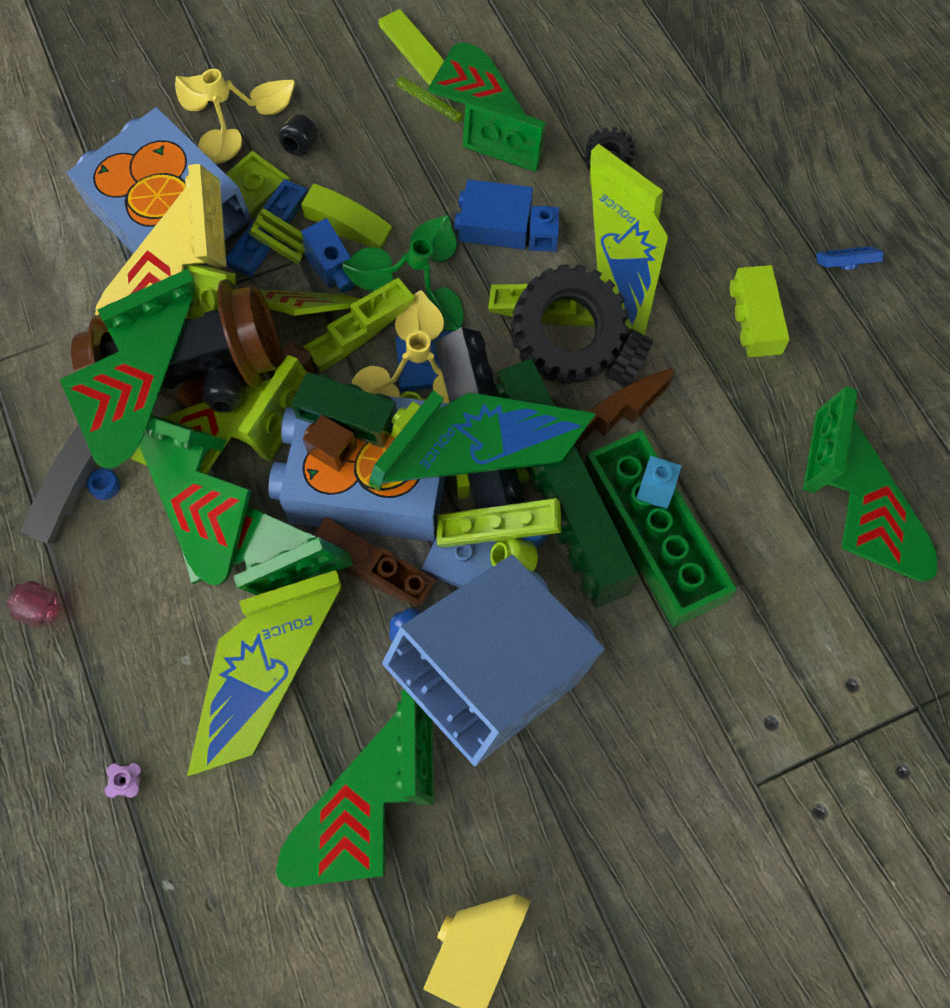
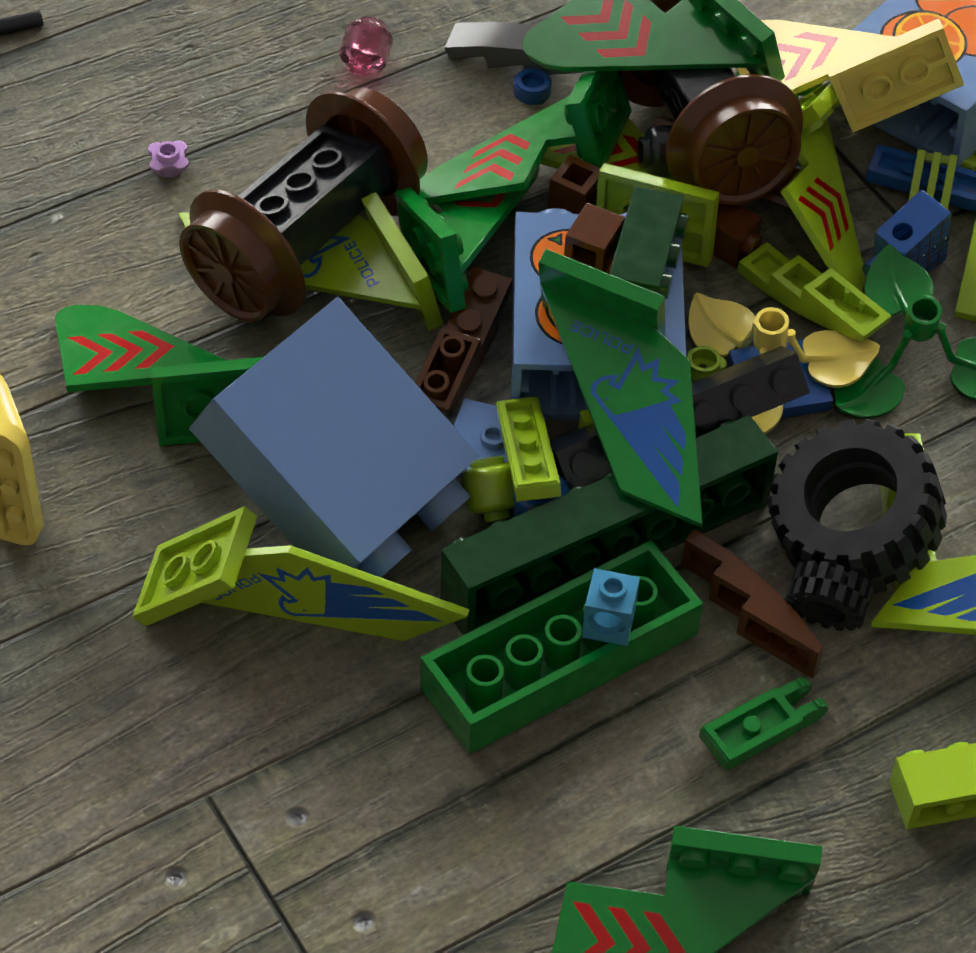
camera: 80 degrees right, 15 degrees down
(236, 462) = (573, 185): none -> reddish brown brick
(269, 700) = (252, 245): none -> reddish brown brick
(587, 759) = (281, 582): none -> lime piece
(712, 418) = (761, 723): none -> green hinge

